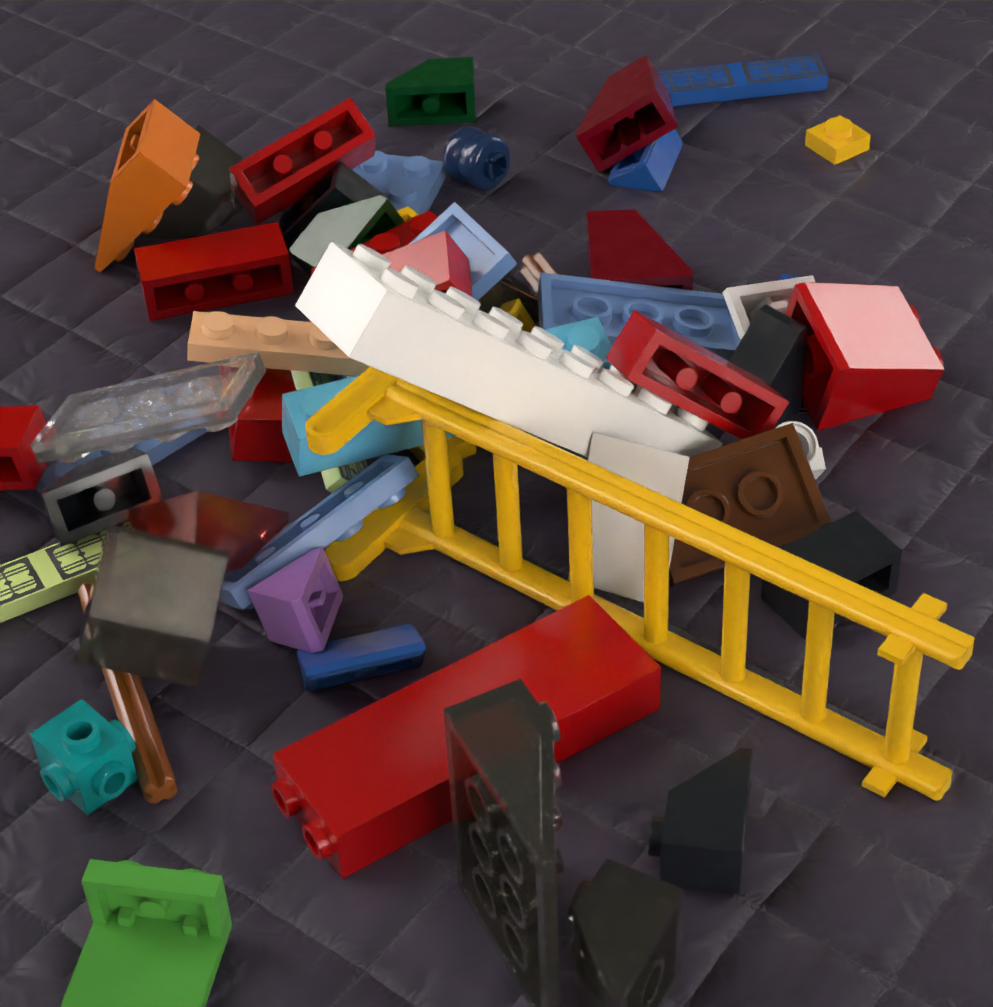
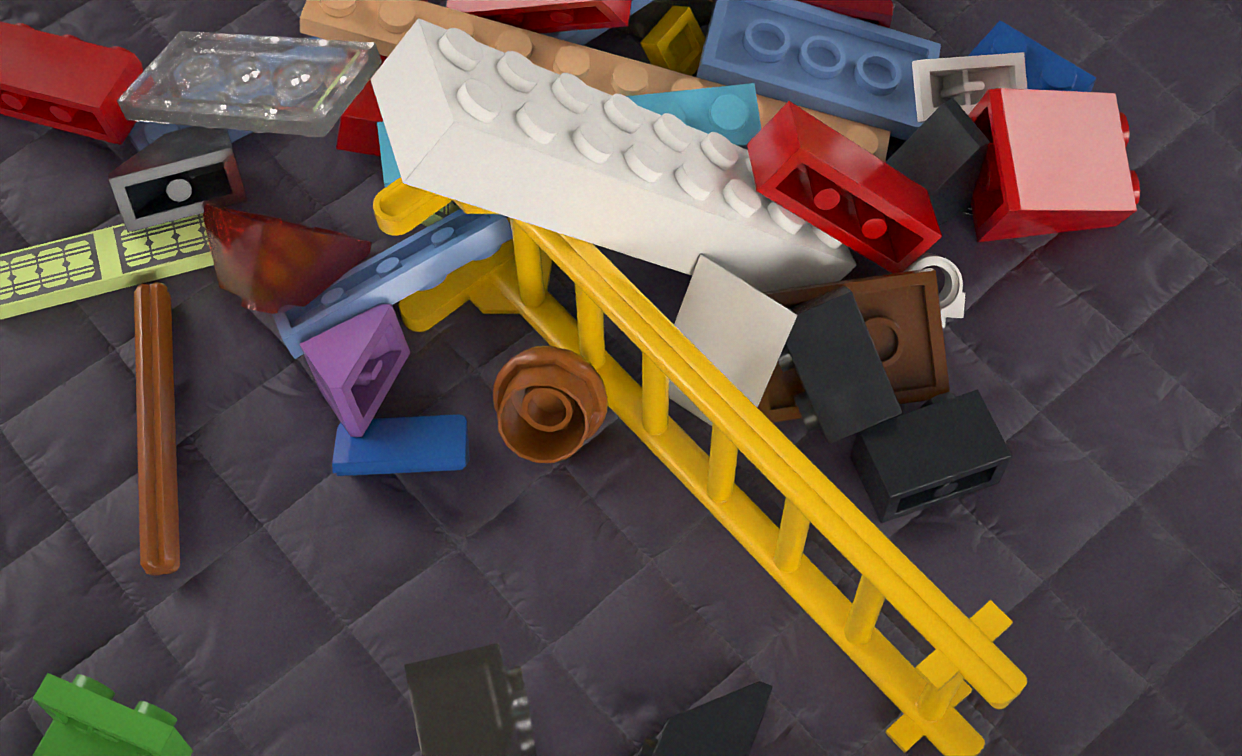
camera: 10 degrees right, 20 degrees up
(84, 757) = (86, 519): teal brick -> none
(152, 606) = (188, 354): clear smoke slope -> none
(384, 769) = (484, 574): red brick -> none
(484, 591) = (548, 403): none -> dark orange piece
(731, 491) = (837, 367): none -> black brick

